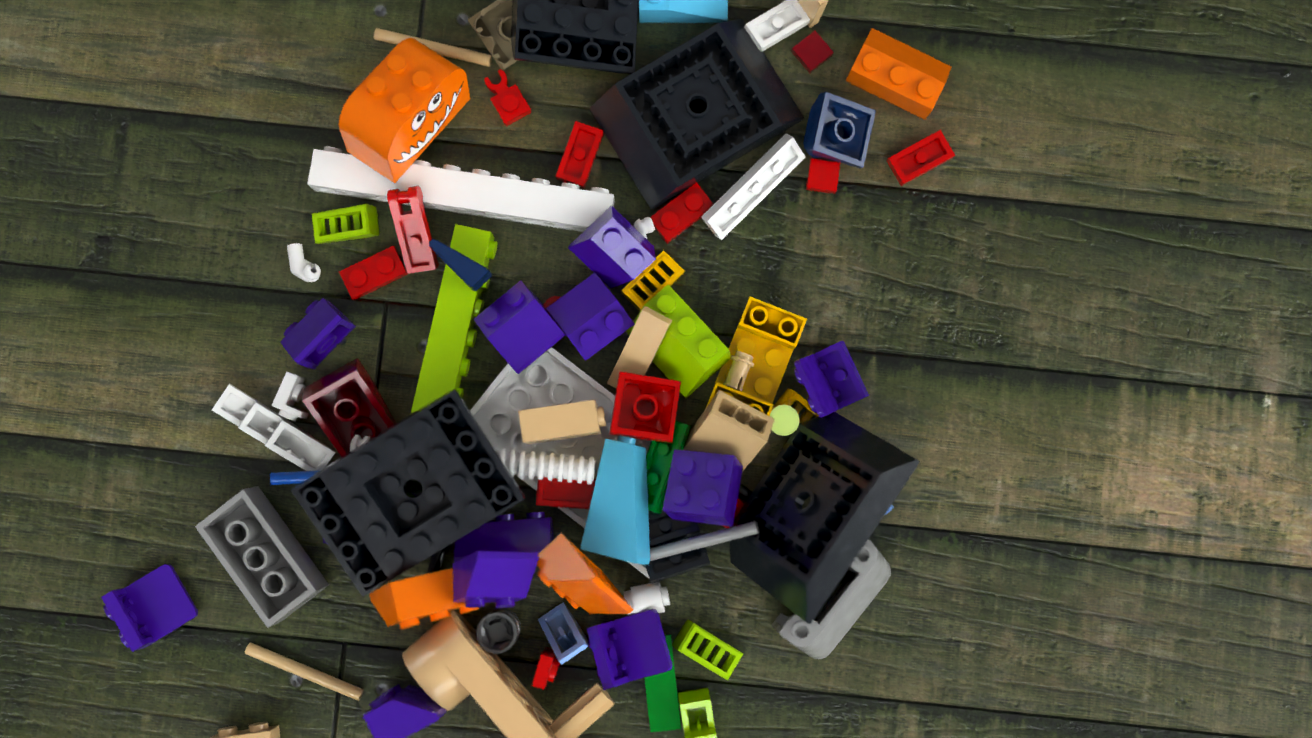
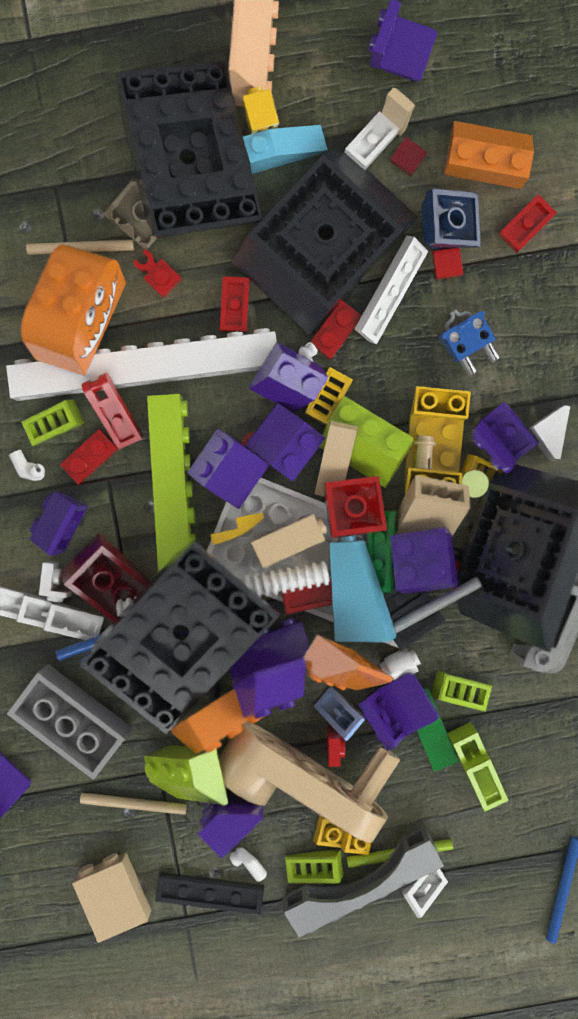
camera: 15 degrees left, 5 degrees up
(372, 651) = (187, 774): none -> lime slope
(468, 270) = (171, 433): dark blue slope -> none
(498, 630) = (285, 727): dark grey wheel -> none
(518, 393) = (243, 523): none -> yellow slope
(821, 259) = (468, 338): none -> blue piece
(884, 389) = (551, 432): none -> white slope

